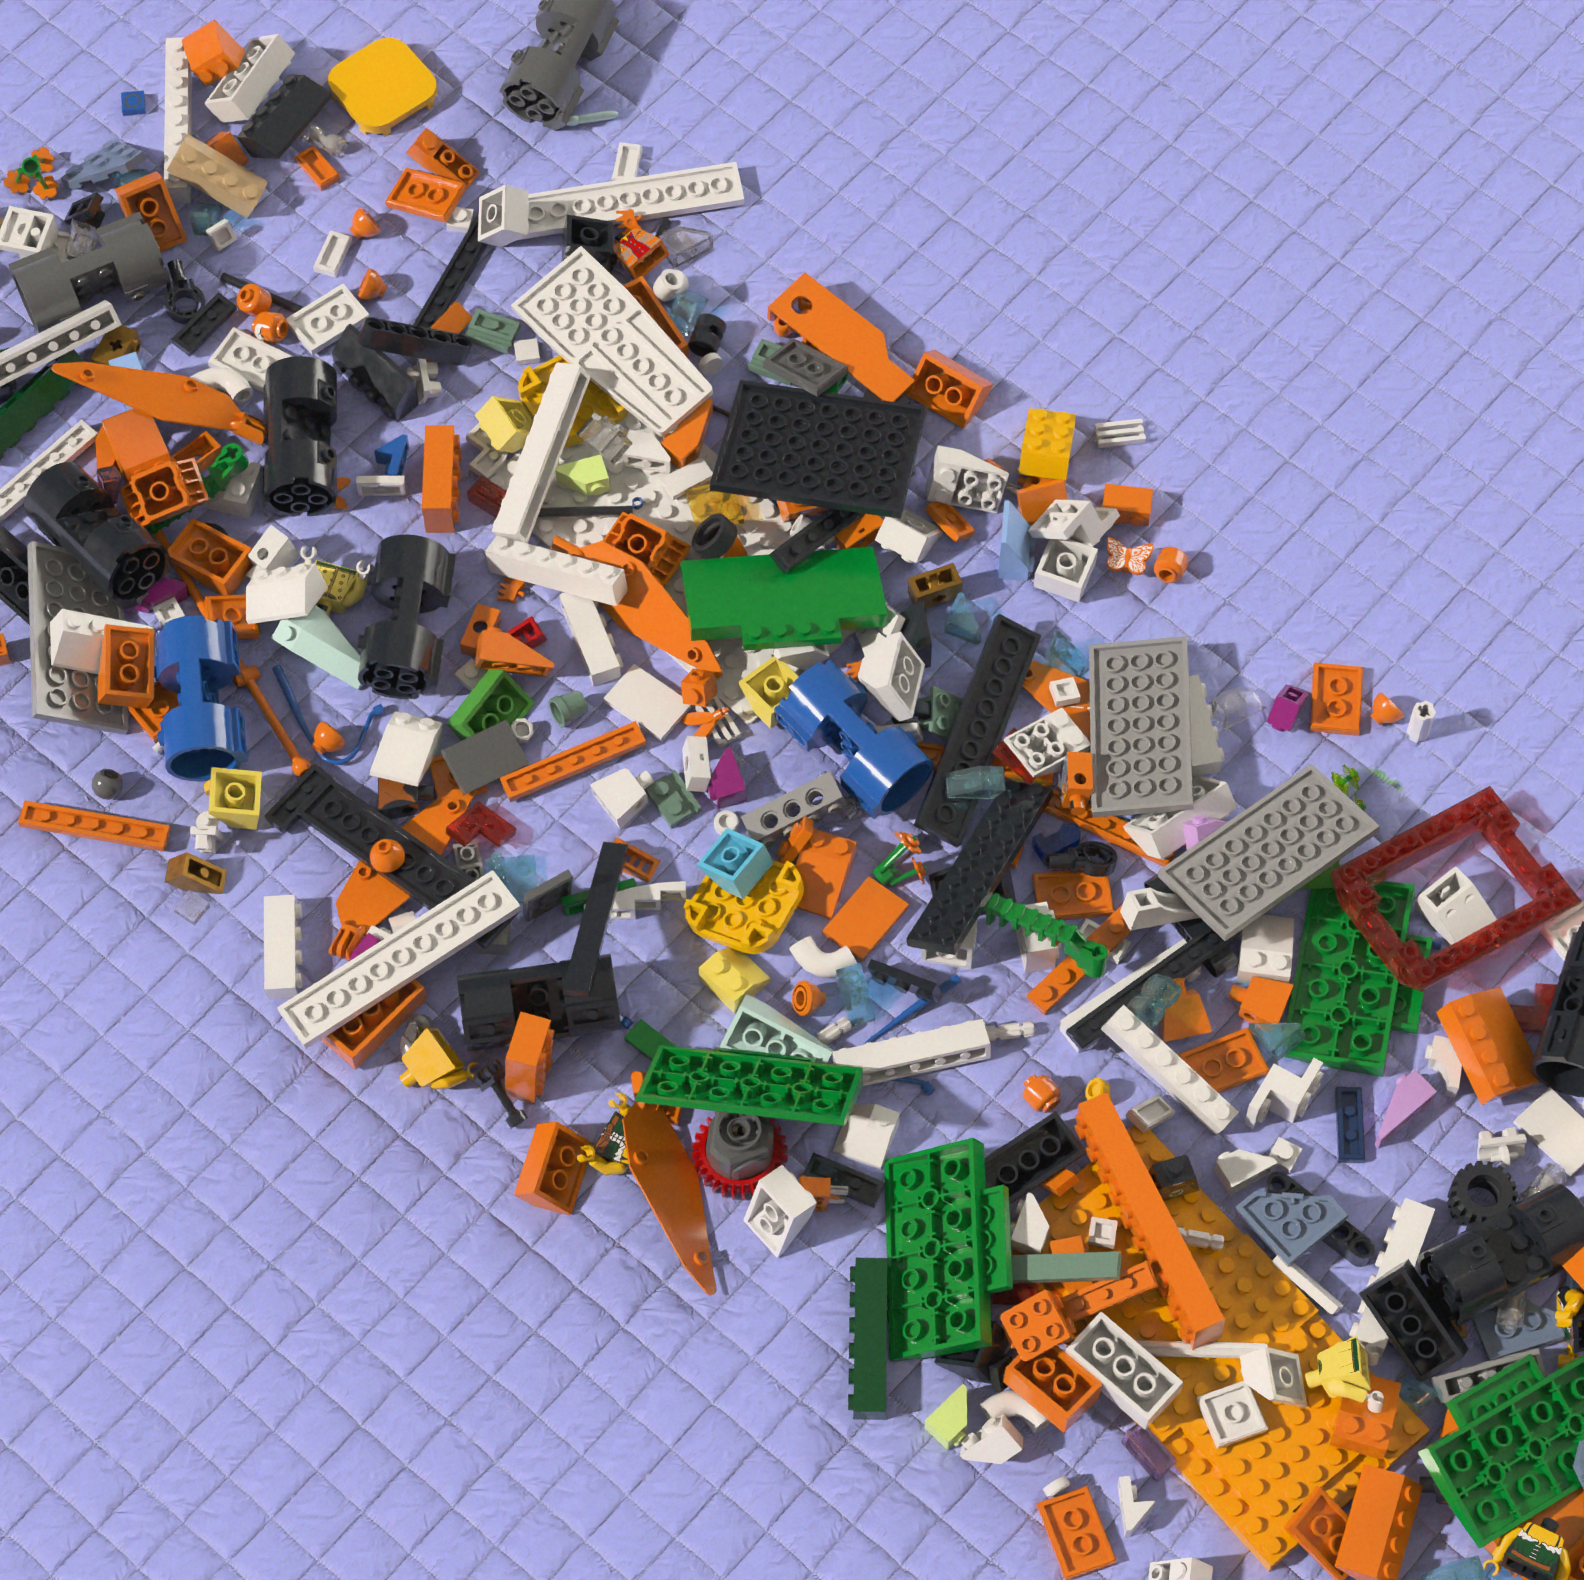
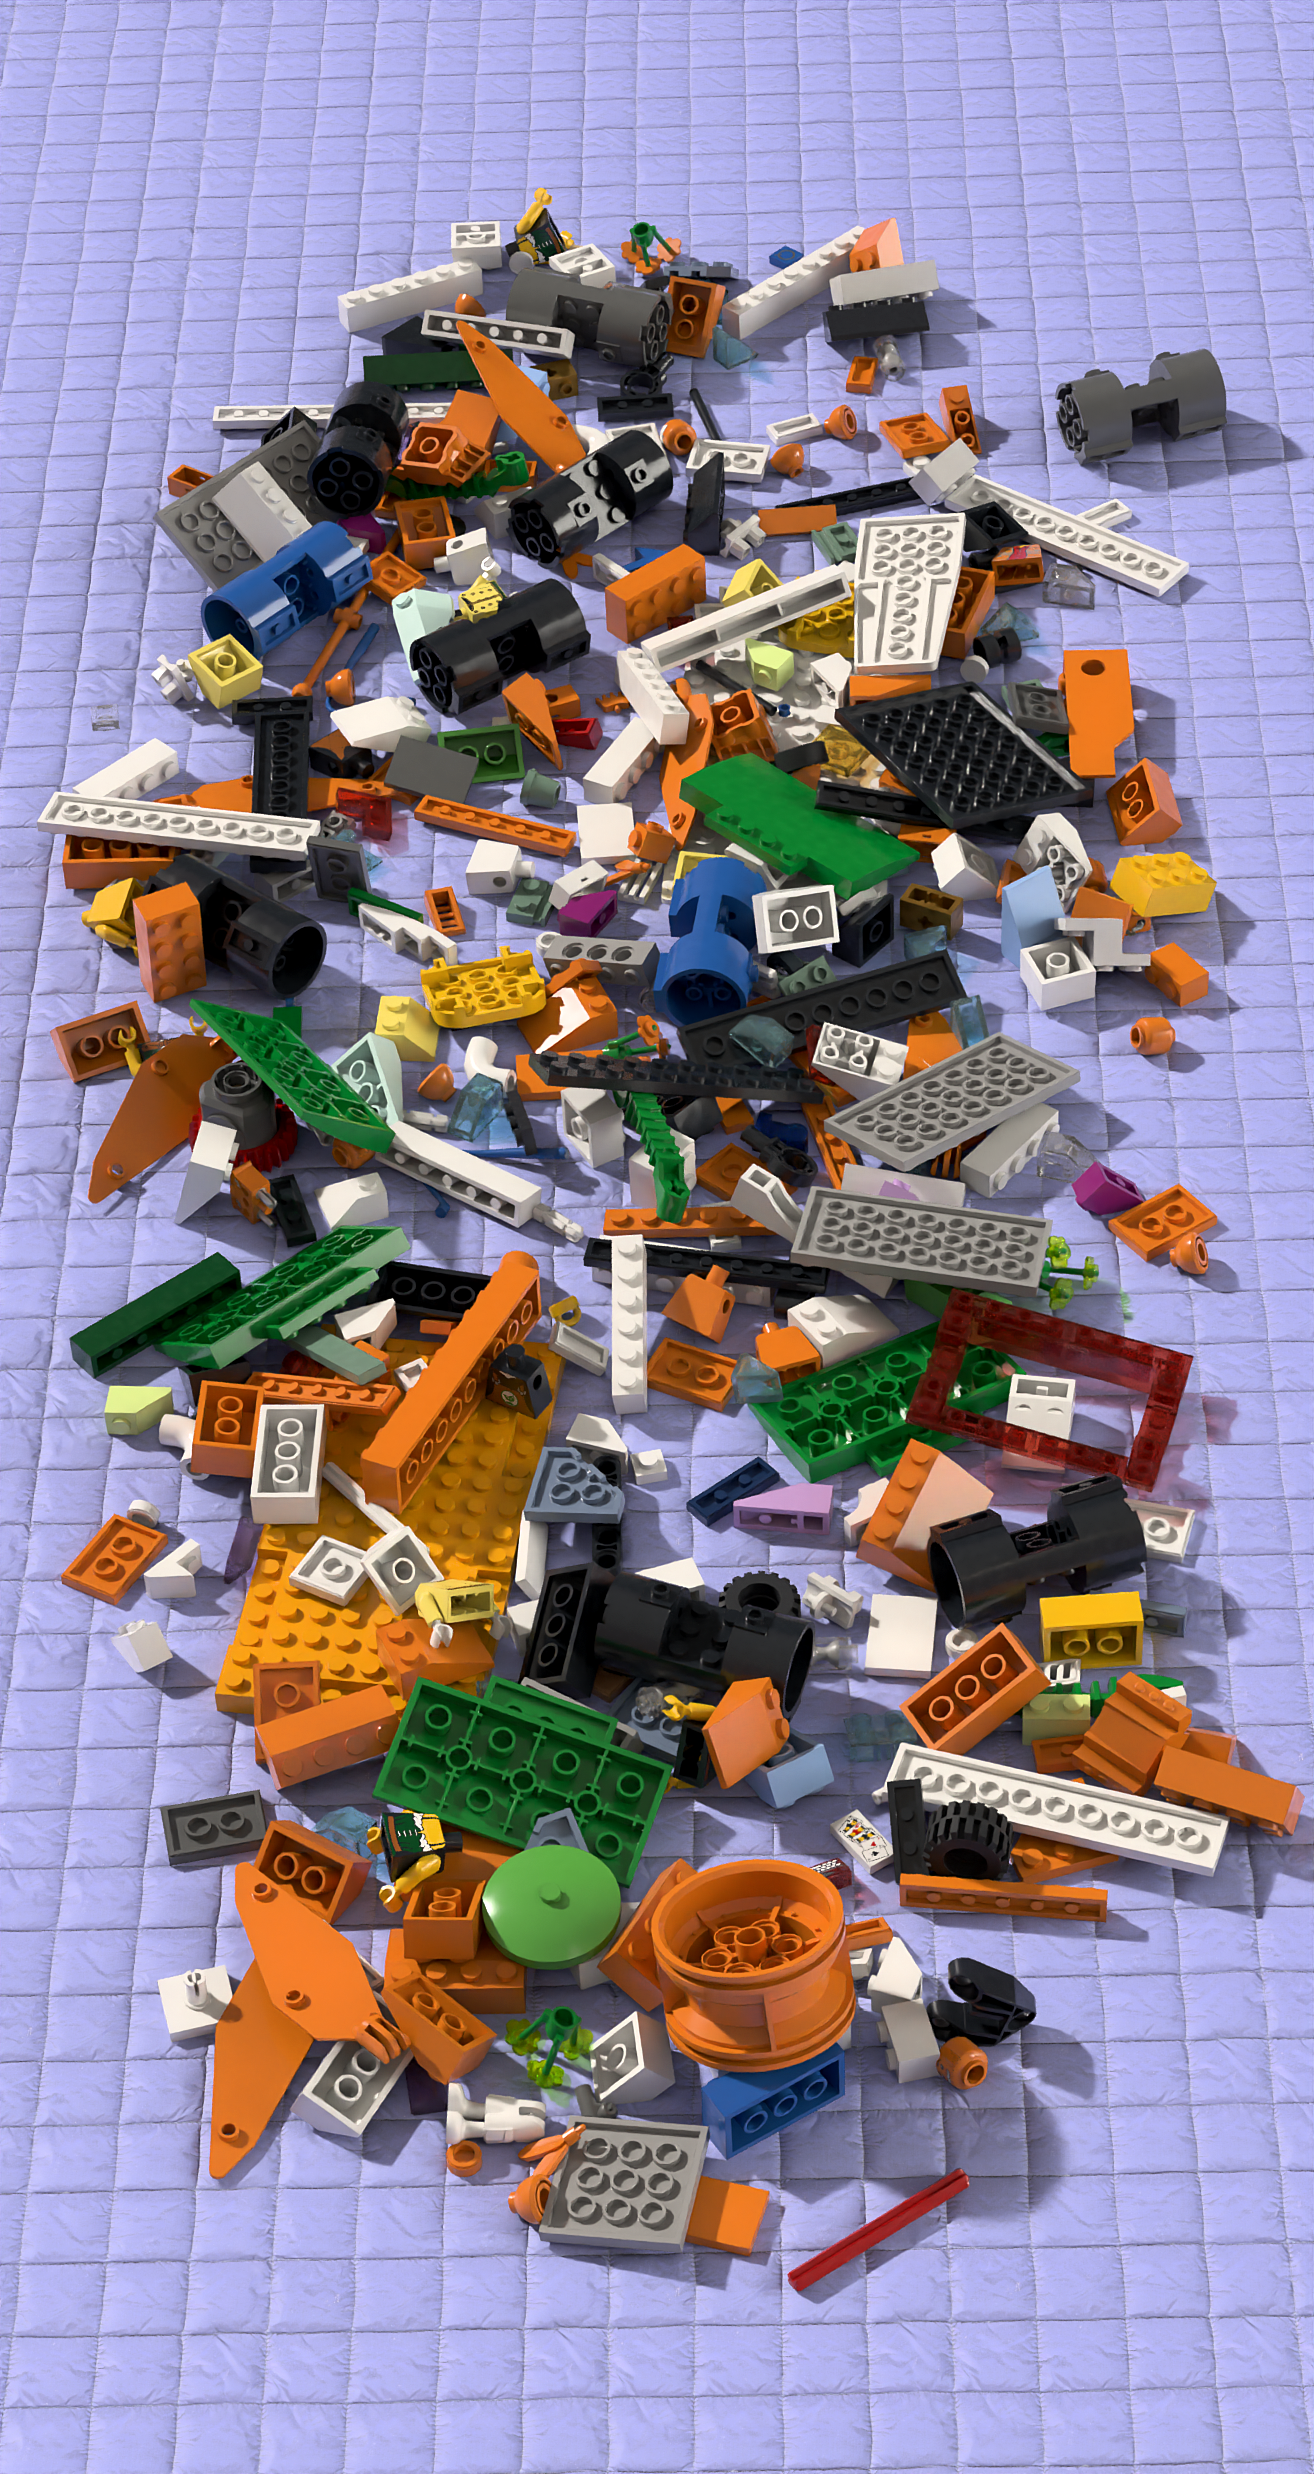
camera: 50 degrees right, 20 degrees down
(94, 826) = (115, 628): orange plate -> none
(107, 784) = (158, 609): dark grey piece -> none
(126, 667) = (260, 536): orange slope -> none
(195, 874) = (135, 699): pearl gold slope -> none
(217, 176) = (771, 321): tan slope -> none
(221, 234) = (727, 365): white tile -> none
(228, 146) = (807, 323): orange slope -> none
(253, 299) = (689, 409): orange head -> none
(283, 593) = (438, 573): white slope -> none
(382, 85) = (983, 354): yellow tile -> none
(387, 855) = (269, 768): orange brick -> none
(414, 341) = (758, 497): black beam -> none
(493, 1080) = (125, 993): black bar -> none
(522, 730) = (486, 782): white tile -> none
(592, 117) = (1118, 472): light aqua piece -> none
(595, 920) = (341, 897): black tile -> none
(605, 437) = (811, 644): clear brick -> none
(629, 219) = (1047, 544): orange piece -> none
(669, 284) = (1002, 590): white cylinder -> none
(736, 862) = (504, 954): medium azure slope -> none
(993, 1443) = (139, 1443): white slope -> none
(1038, 1325) = (267, 1368): orange bracket -> none
(1064, 692) = (932, 1046): white plate -> none
(1073, 790) = (845, 1091): orange torso -> none
(1120, 429) = (1247, 932): white tile -> none
(1127, 559) = (1121, 1005): orange animal -> none
(1155, 996) = (666, 1261): clear light blue brick -> none
(1202, 1239) = (482, 1442): white axle -> none
(1284, 1094) = (693, 1407): white bracket -> none
(1421, 721) = (1202, 1275): white axle -> none

